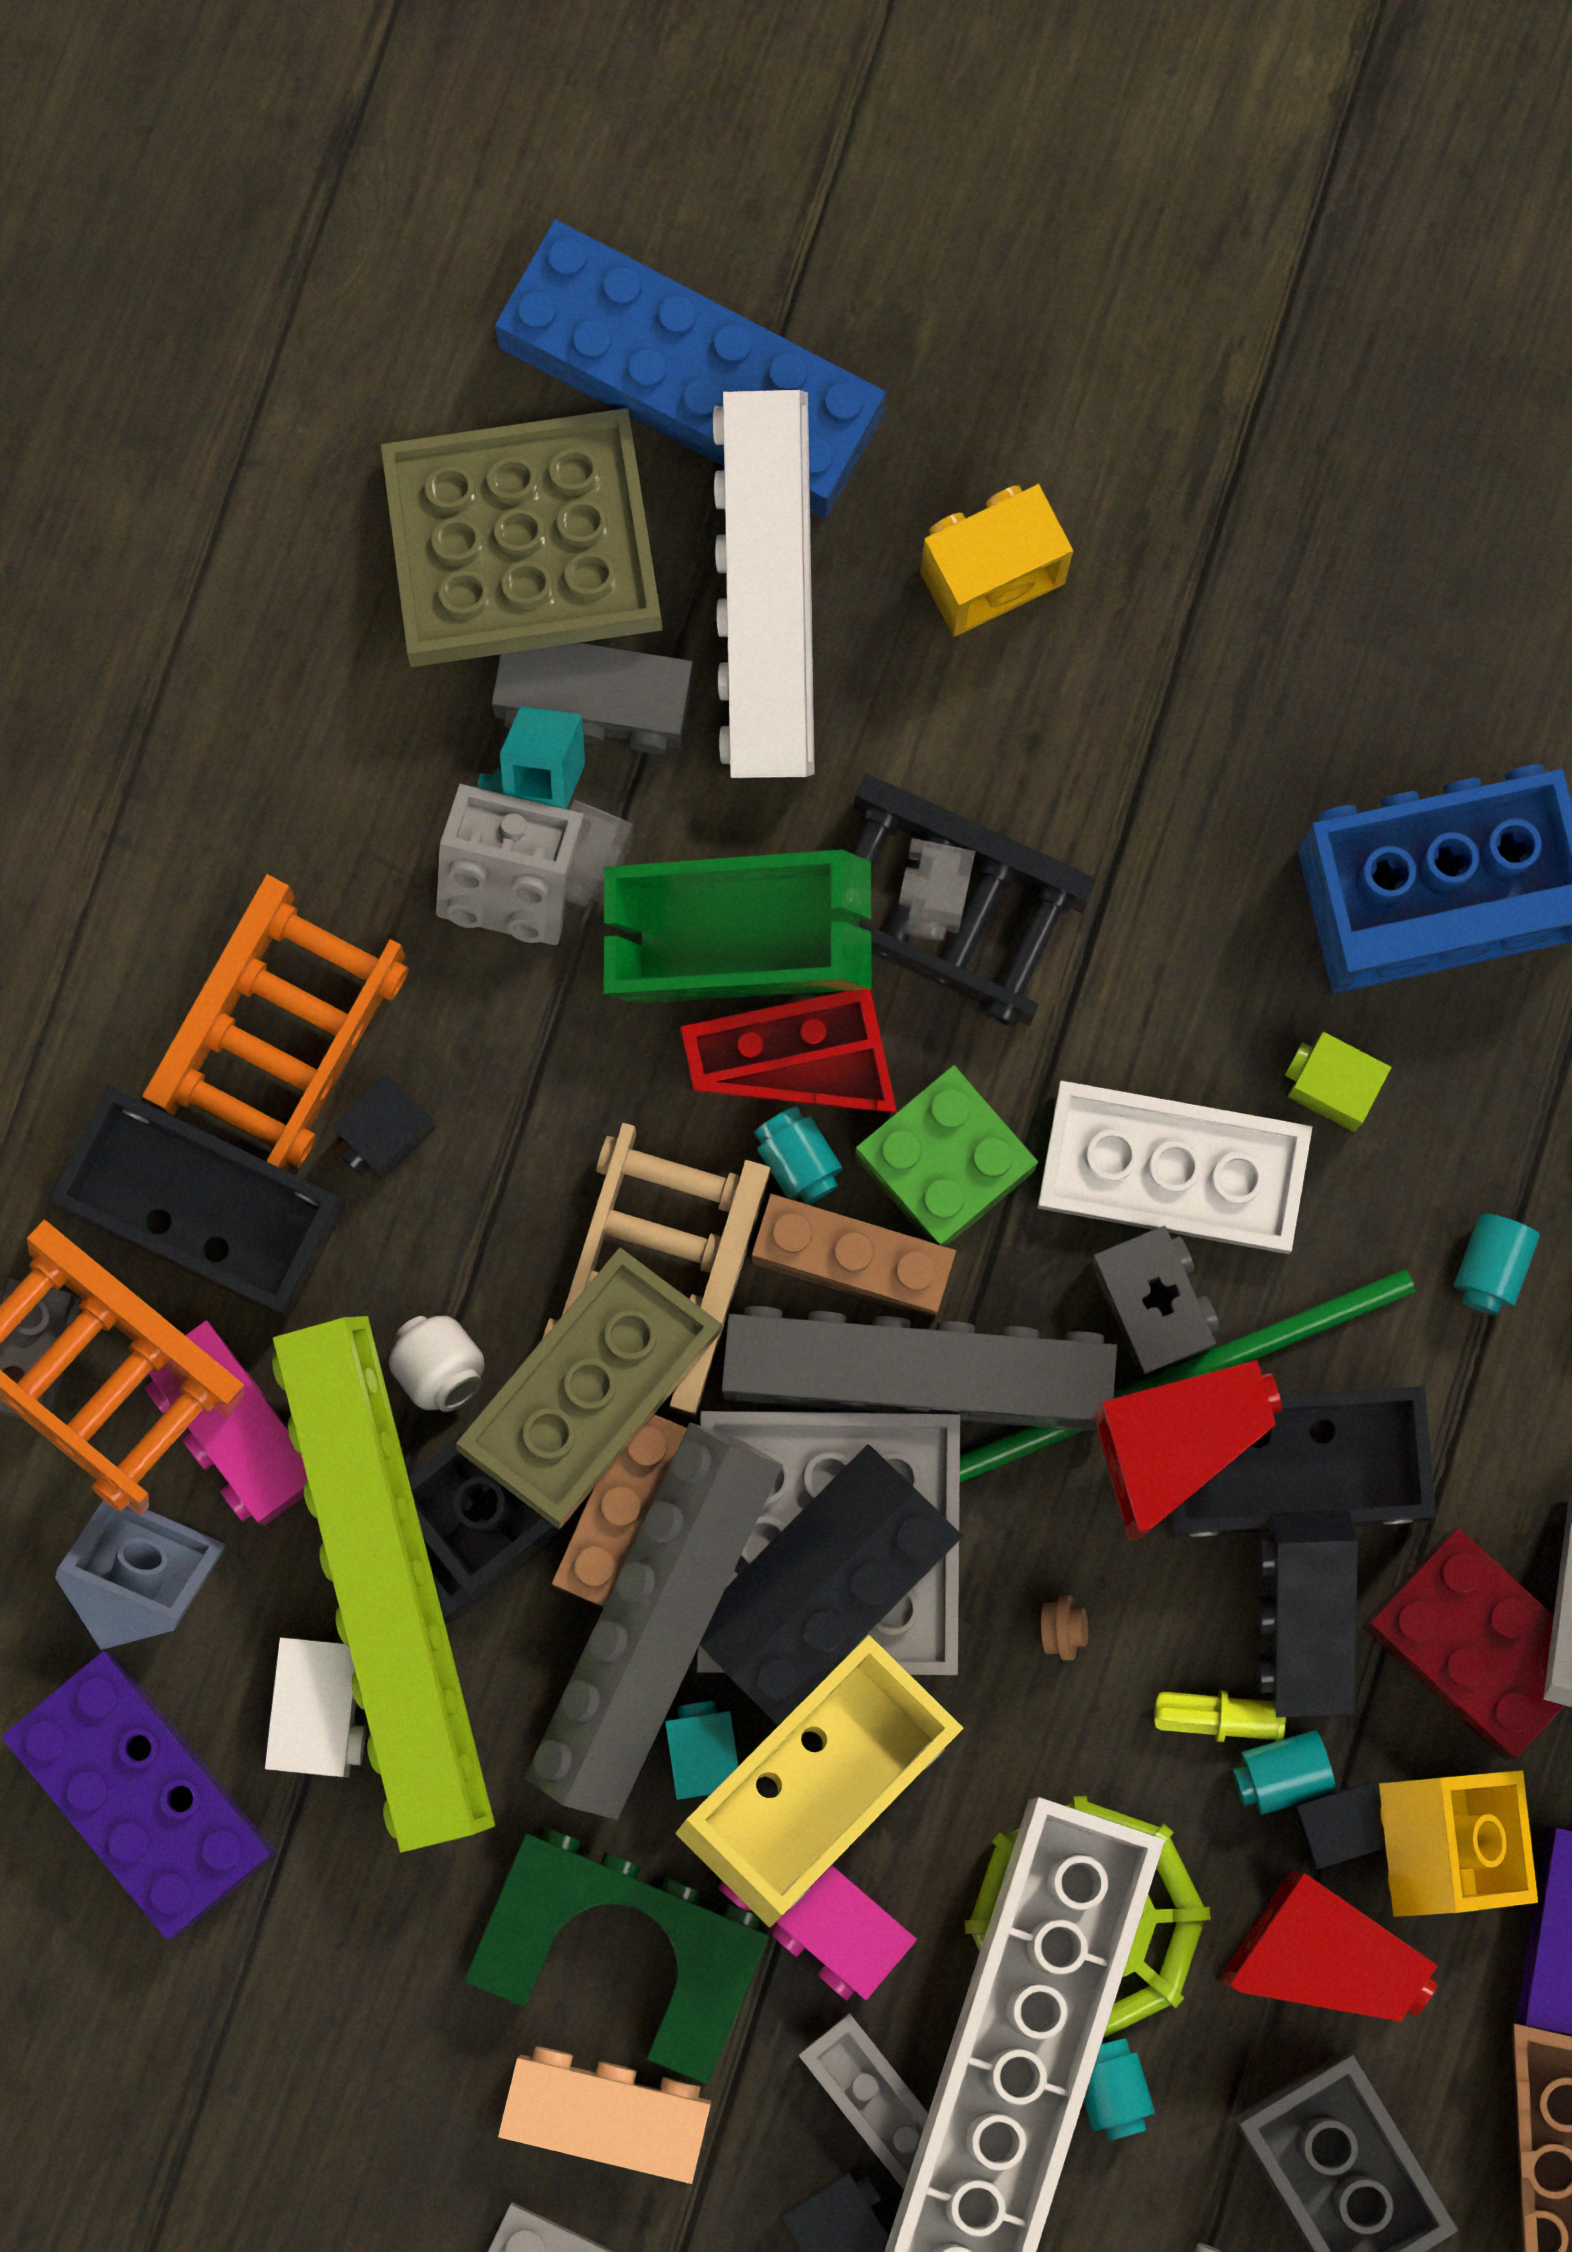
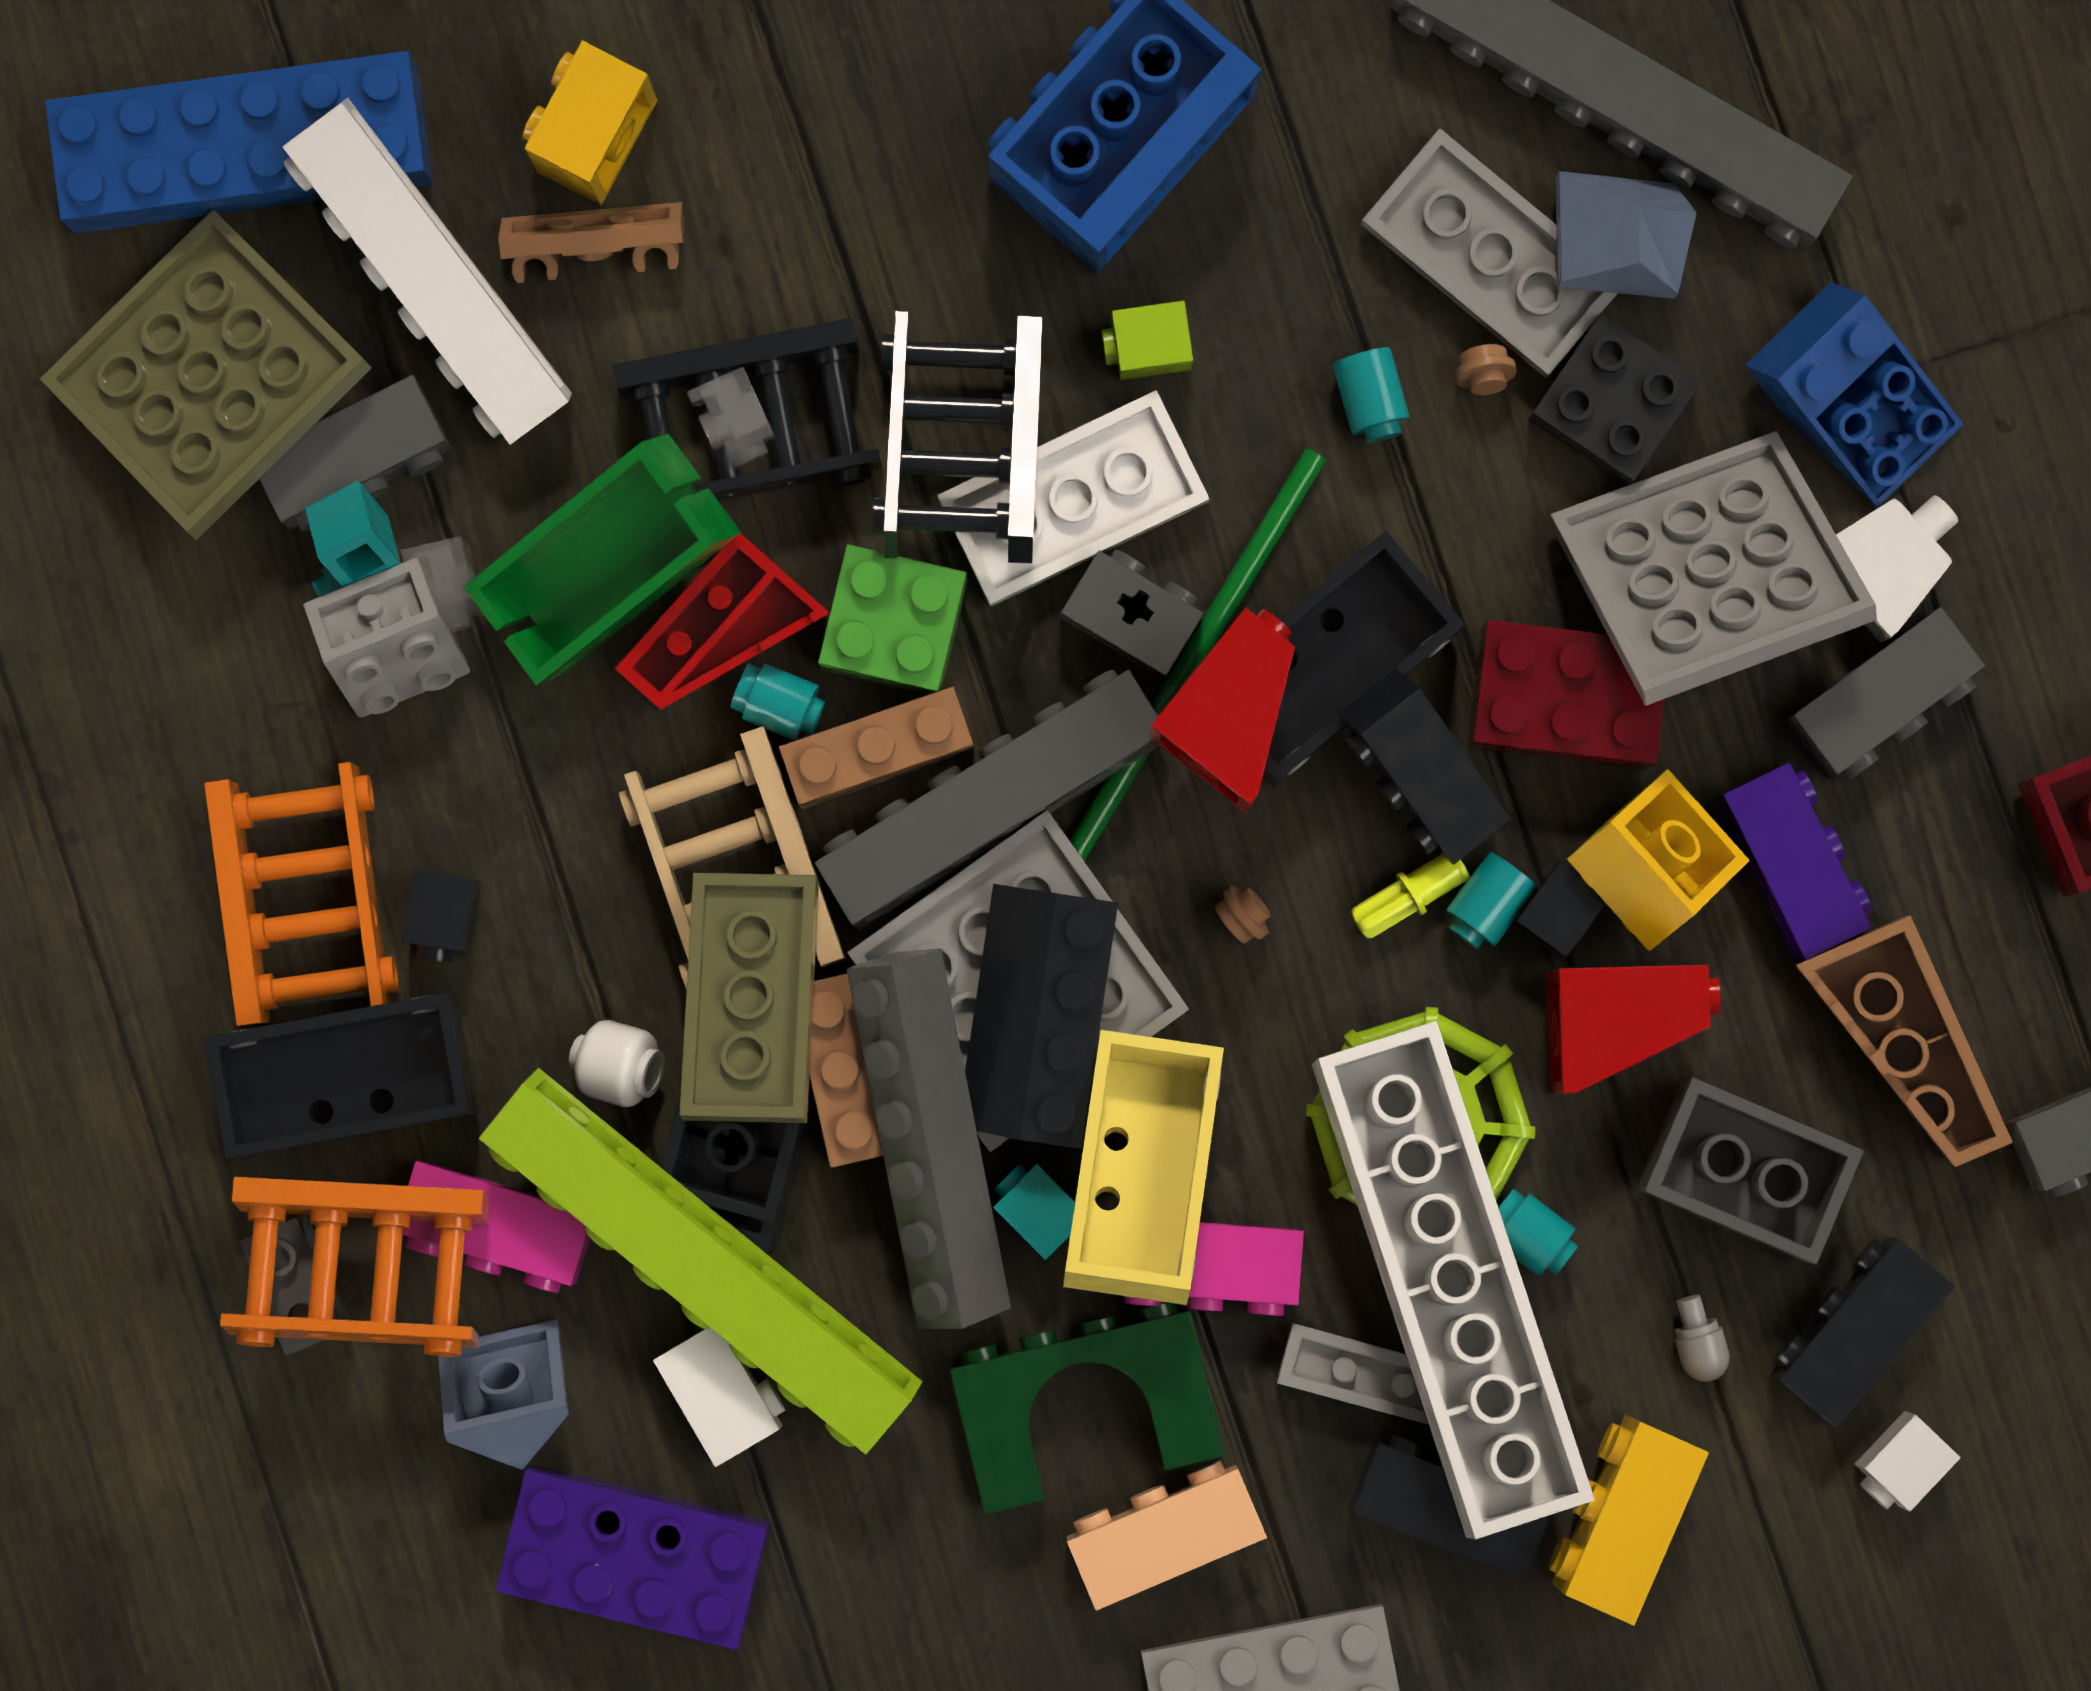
camera: 35 degrees left, 5 degrees up
(927, 655) = (592, 236): none -> medium nougat plate
(1141, 1100) = (1012, 466): none -> black fence

